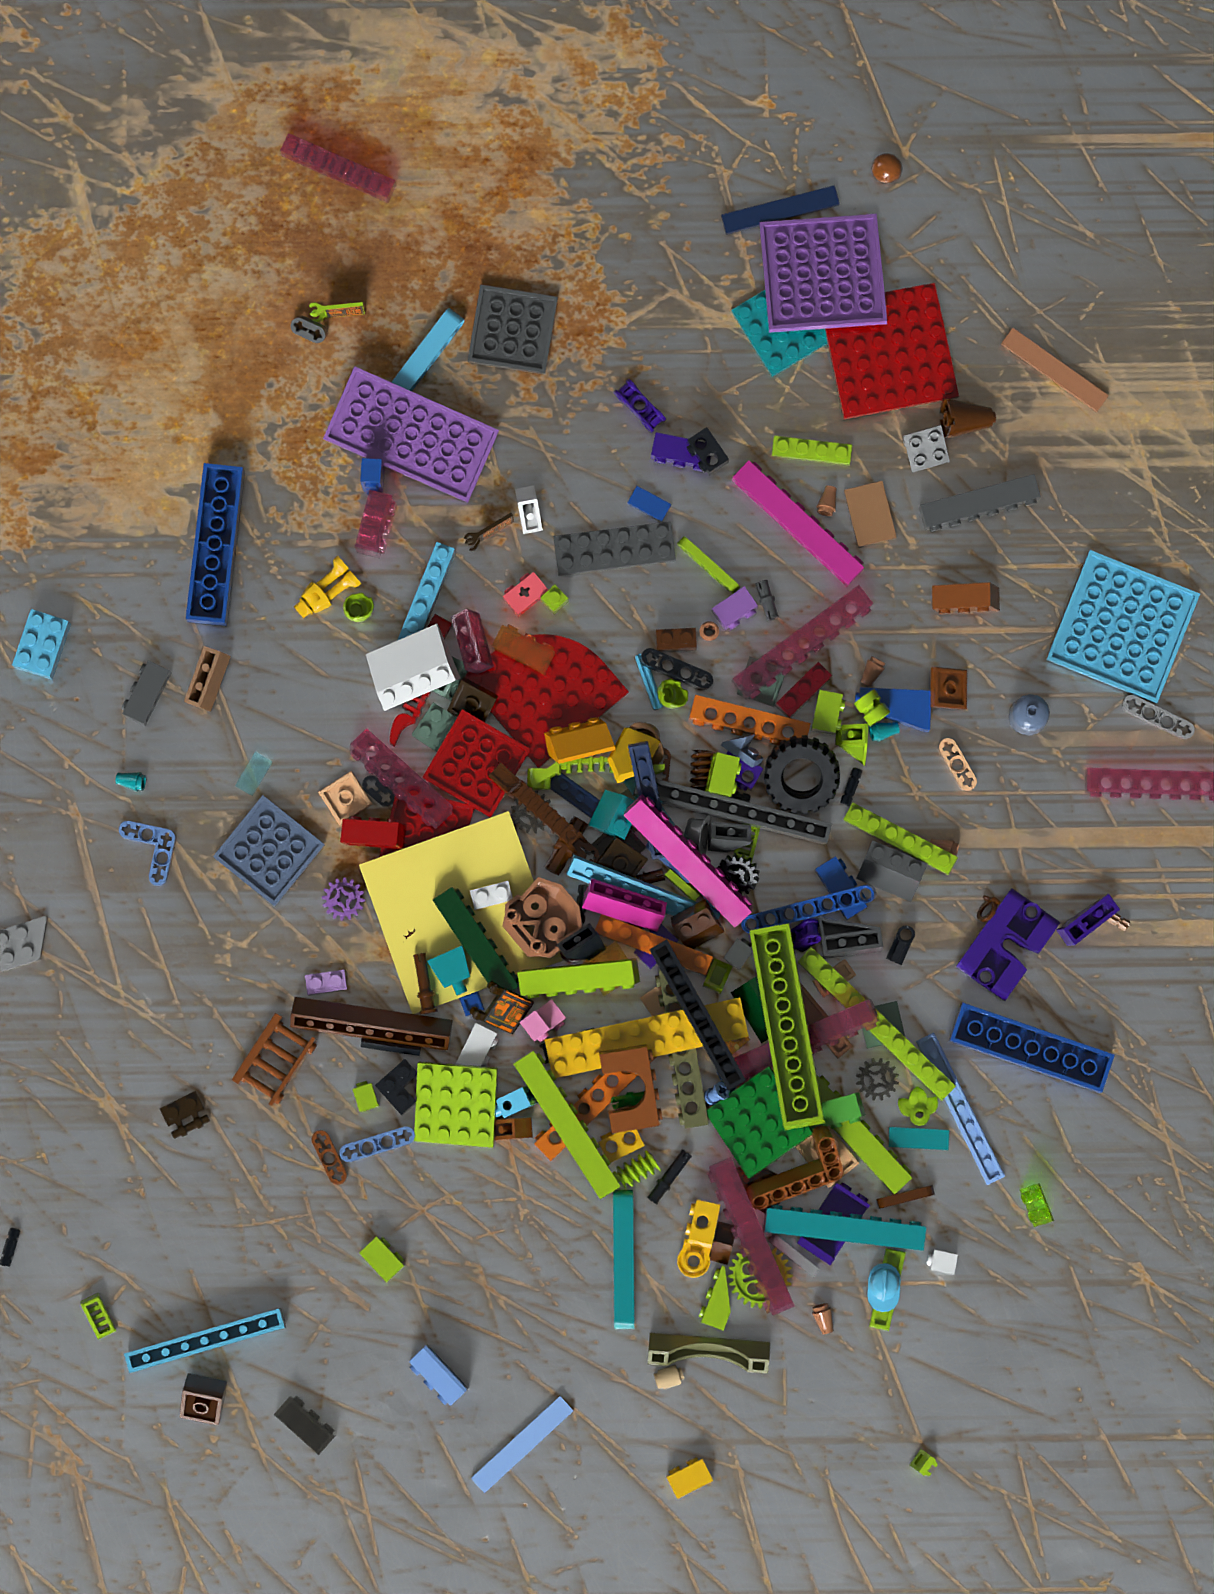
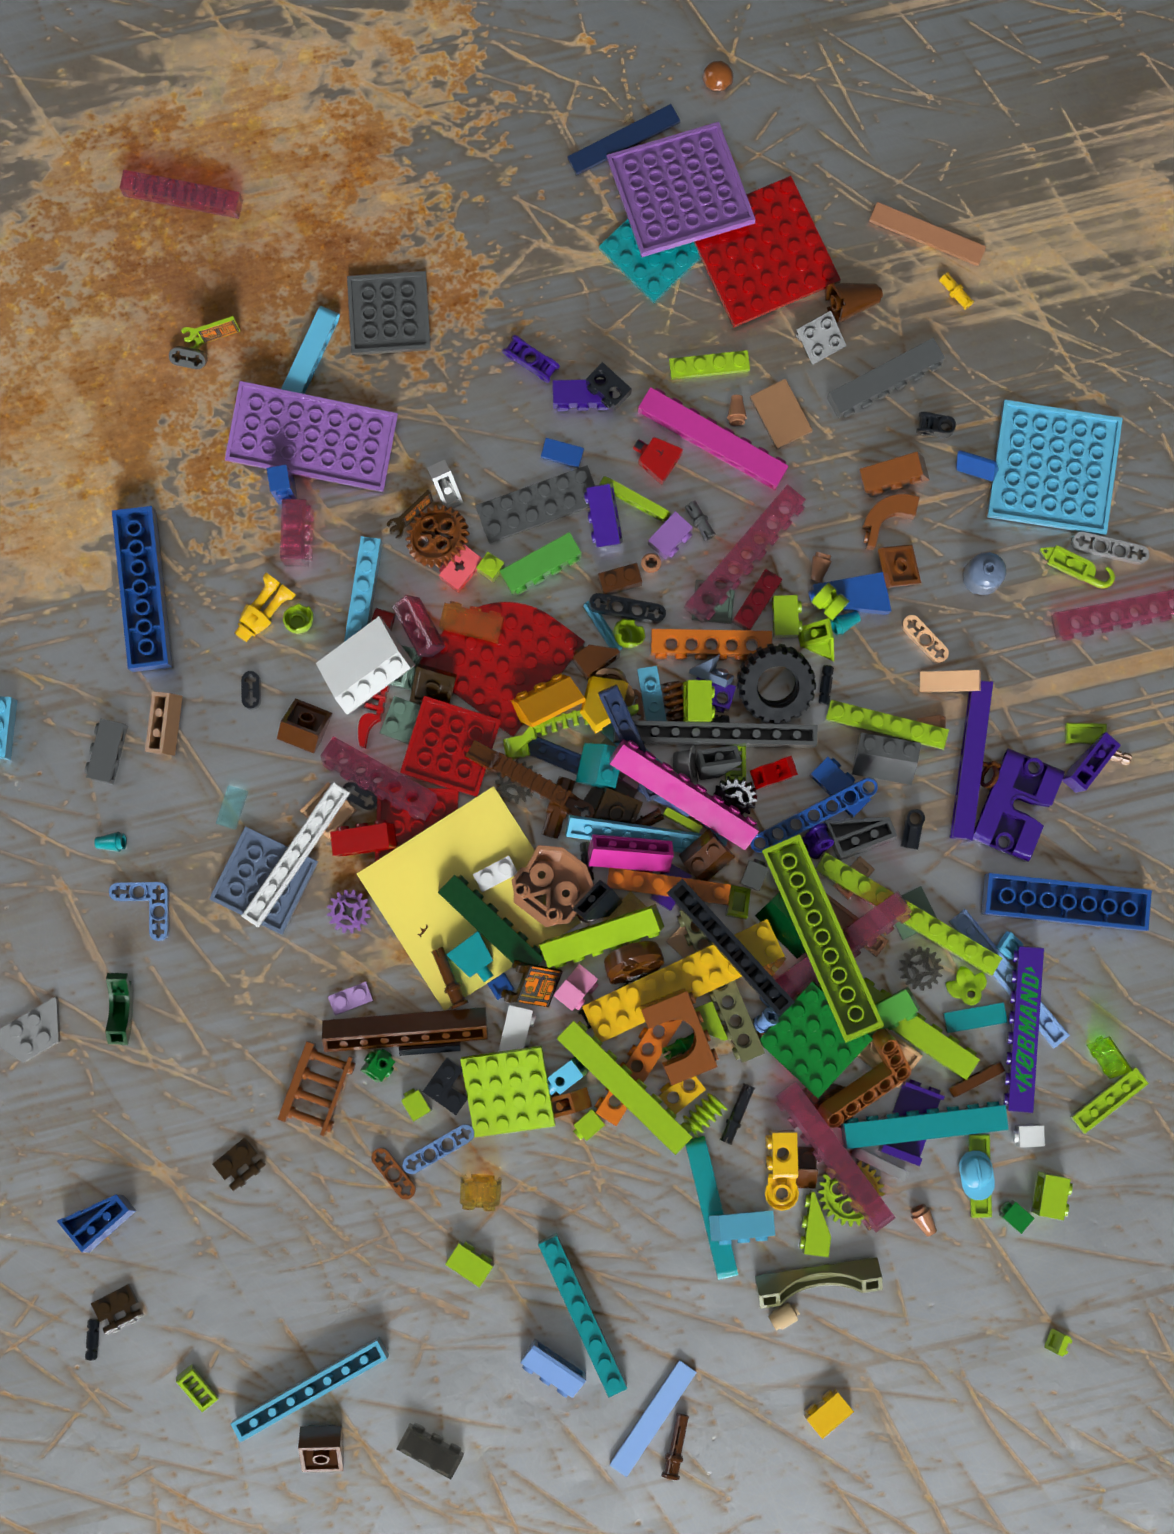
camera: 15 degrees left, 0 degrees up
(37, 1218) = (114, 1303): none -> dark brown plate
(39, 1137) = (94, 1224): none -> blue wedge
(105, 940) = (120, 1008): none -> dark green arch
(301, 666) = (256, 690): none -> black beam
(305, 832) = (295, 854): none -> white tile
(338, 1051) = (378, 1065): none -> green brick
(340, 711) = (304, 725): none -> reddish brown slope
(408, 1192) = (480, 1192): none -> clear yellow brick
(478, 1331) = (582, 1315): none -> teal brick
(502, 572) = (437, 536): none -> dark orange gear
(524, 1154) = (588, 1125): none -> lime brick
(533, 1485) = (676, 1458): none -> reddish brown pin
(603, 607) = (541, 563): none -> bright green brick
(603, 1008) = (633, 962): none -> reddish brown piece
(632, 711) = (593, 658): none -> reddish brown slope
(648, 1282) = (742, 1227): none -> medium azure brick
(664, 1083) = (711, 1021): none -> lime slope
(674, 574) = (603, 515): none -> dark purple brick
(681, 757) = (651, 694): none -> medium azure plate
(740, 530) = (658, 457): none -> red torso
(780, 860) = (773, 772): none -> red brick
(911, 1334) = (1016, 1216): none -> green brick
(949, 1322) = (1051, 1195): none -> lime brick
(959, 629) = (893, 506): none -> dark orange arch
(962, 1159) = (1025, 1029): none -> dark purple brick
(967, 1077) = (1007, 944): none -> medium azure plate
(970, 810) = (950, 681): none -> light nougat tile
(973, 891) = (971, 763): none -> dark purple tile
(1015, 559) = (934, 424): none -> black piece
(1028, 1246) = (1109, 1100): none -> lime plate
(1047, 608) = (976, 465): none -> blue slope
(1069, 432) = (956, 291): none -> yellow pin
(1089, 890) = (1083, 732): none -> lime tile
(1120, 727) = (1076, 566): none -> lime plate

